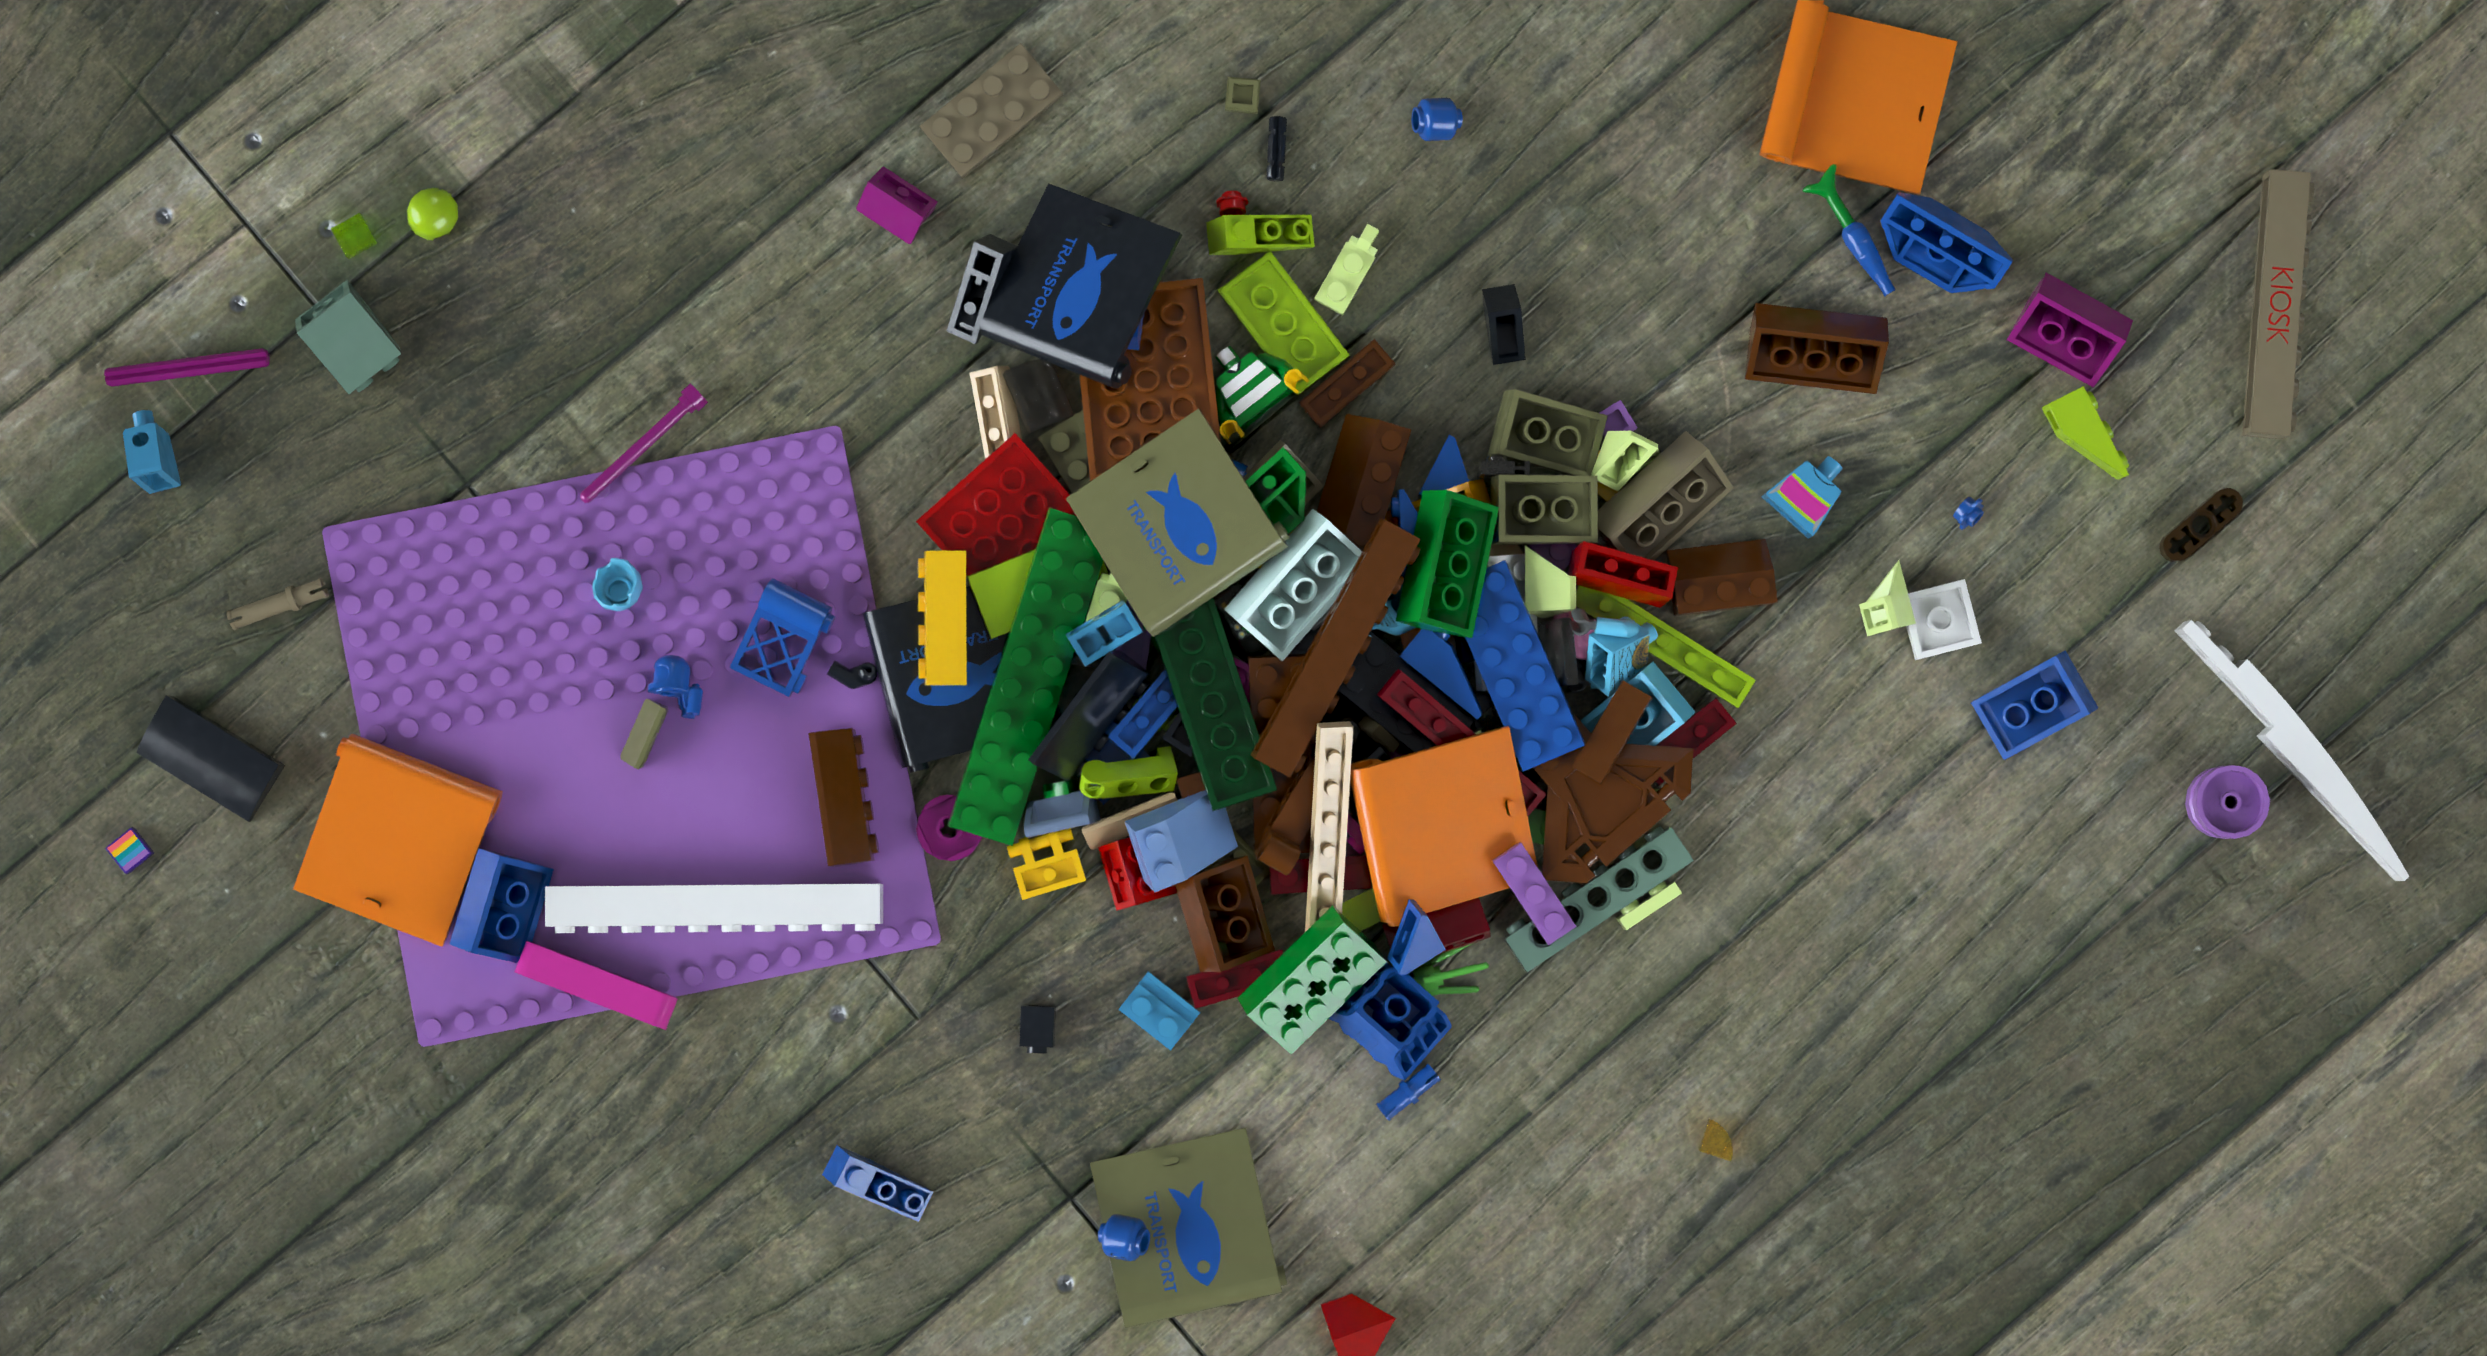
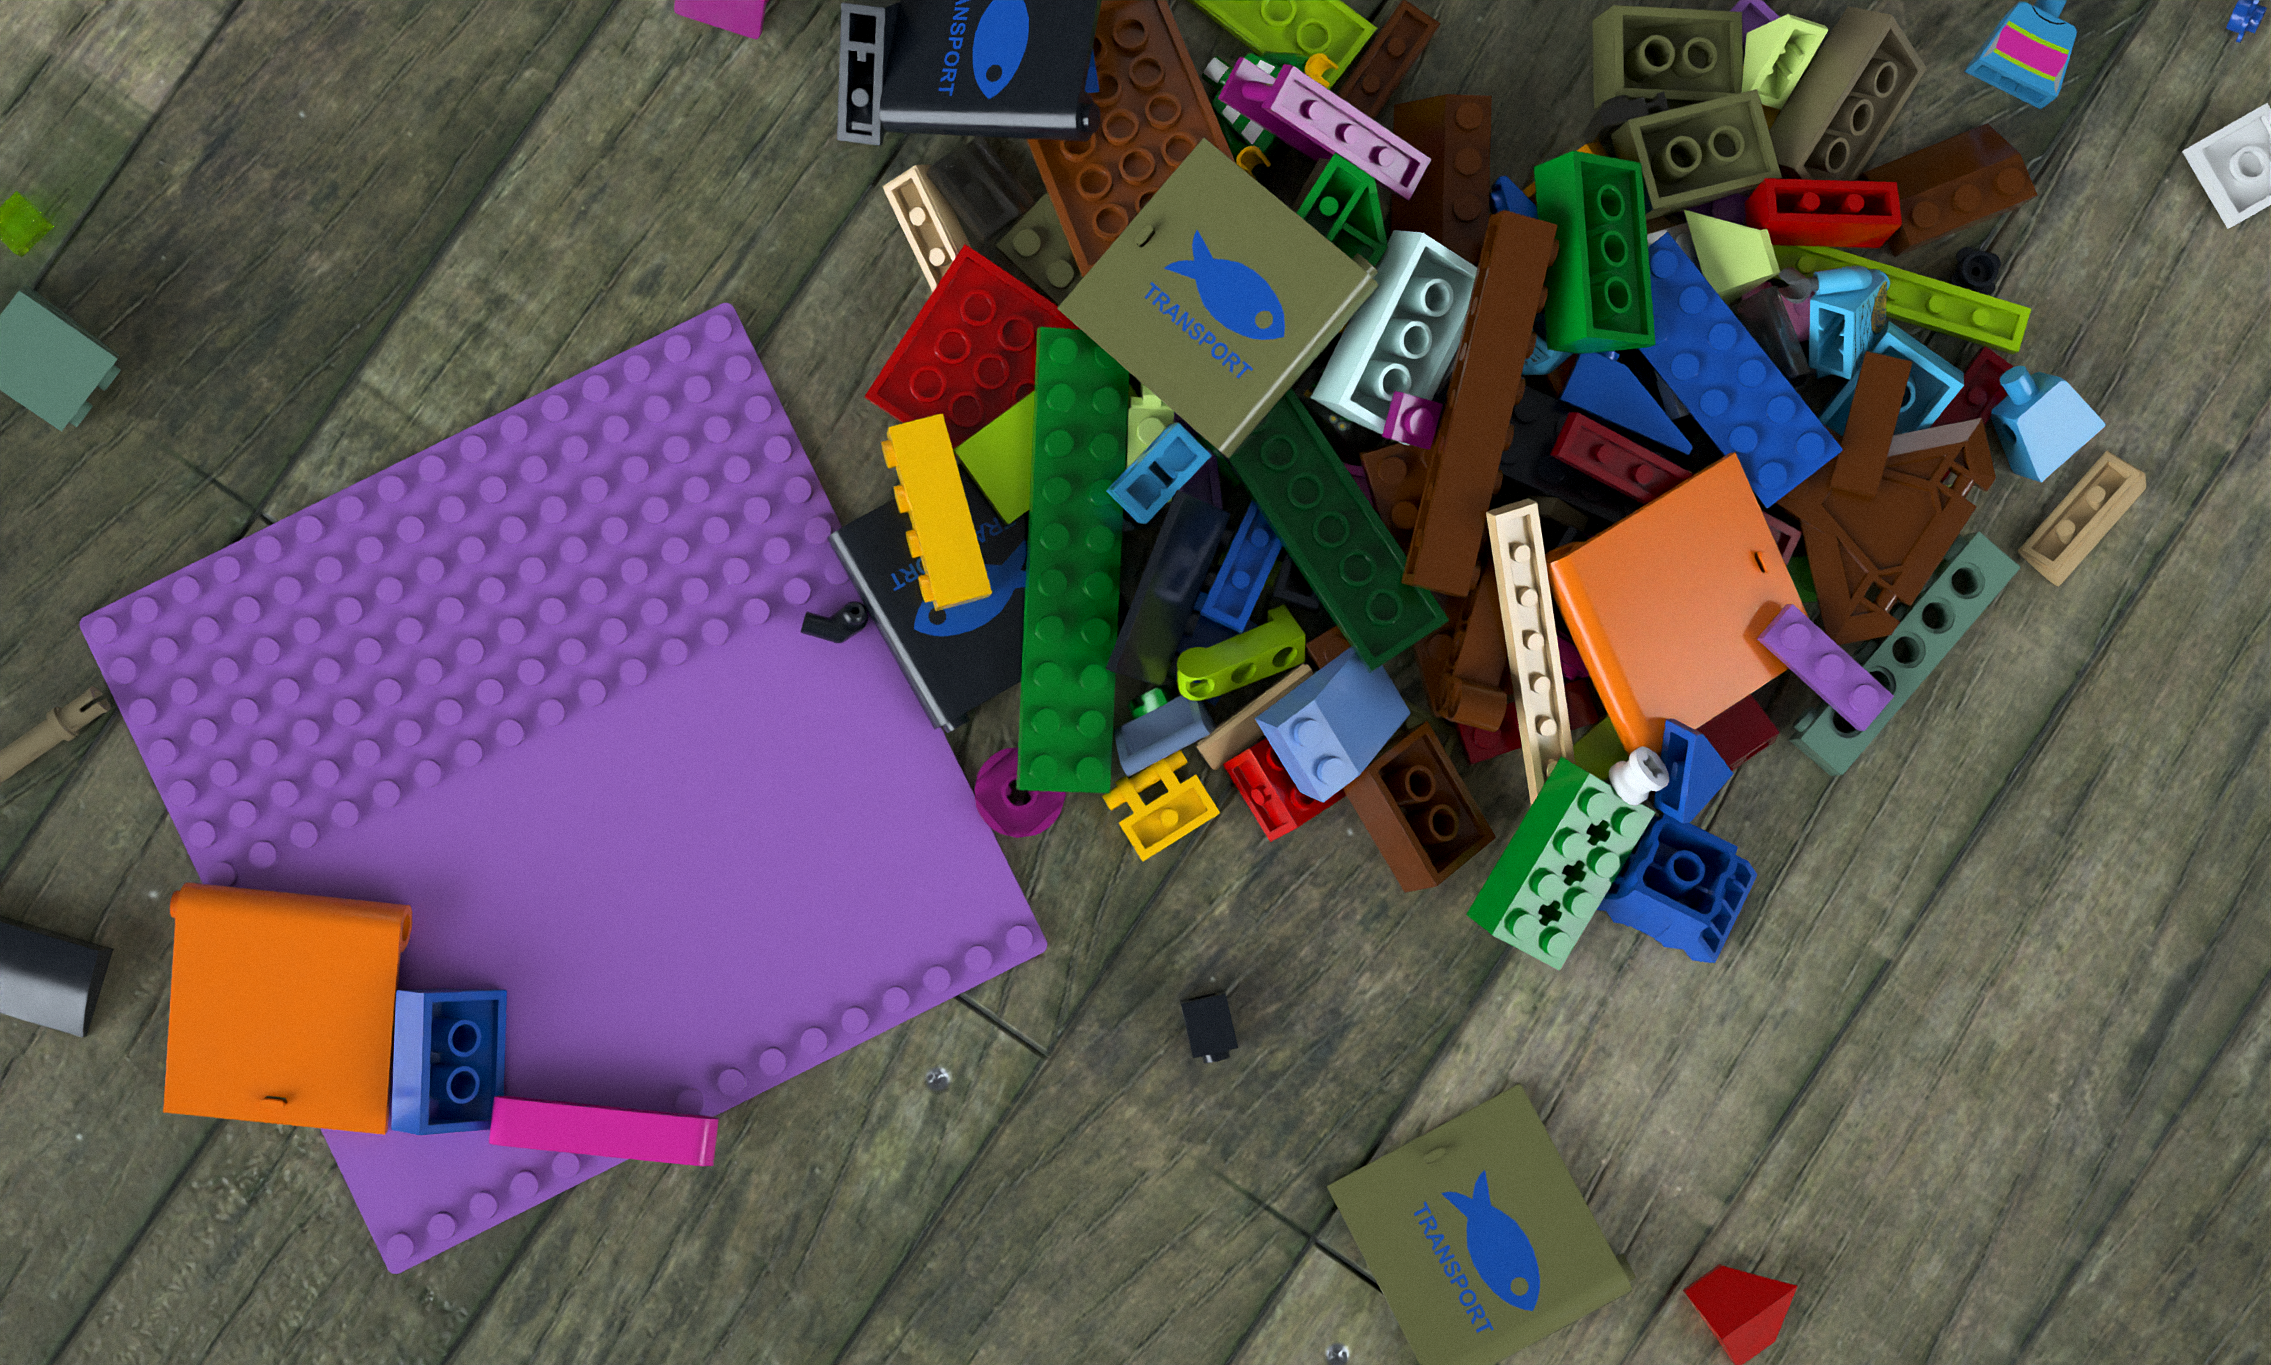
camera: 20 degrees left, 0 degrees up
(432, 213) = (113, 166): lime hair -> none
(617, 585) = (489, 588): medium azure hair -> none
(644, 733) = (579, 777): olive slope -> none
(673, 680) = (597, 695): blue piece -> none
(689, 402) = (521, 322): magenta piece -> none
(714, 905) = (732, 981): white brick -> none
(795, 613) = (736, 562): blue piece -> none
(842, 797) = (865, 788): reddish brown slope -> none
(876, 1183) = (1050, 1292): blue slope -> none
(1124, 1237) = (1404, 1277): blue head -> none
(1159, 1010) = (1363, 959): dark azure plate -> none
(1215, 987) = (1430, 908): dark red plate -> none
(1284, 424) = (1323, 124): none -> fence
(1287, 645) = (1412, 420): none -> magenta plate
(1379, 933) = (1639, 776): none -> white wheel
(1408, 1092) = (1723, 977): blue pin -> none
(1432, 977) = (1716, 816): bright green plant -> none
(1447, 469) = (1546, 138): blue slope -> none
(1638, 911) = (1973, 644): yellowish green plate -> none
(1716, 1141) = (2146, 931): clear yellow tile -> none
(1717, 644) = (1985, 262): none -> black plate
(1738, 762) = (2041, 422): none -> torso
(1755, 838) = (2083, 517): none -> tan slope
(1888, 605) = (2174, 164): yellowish green slope -> none

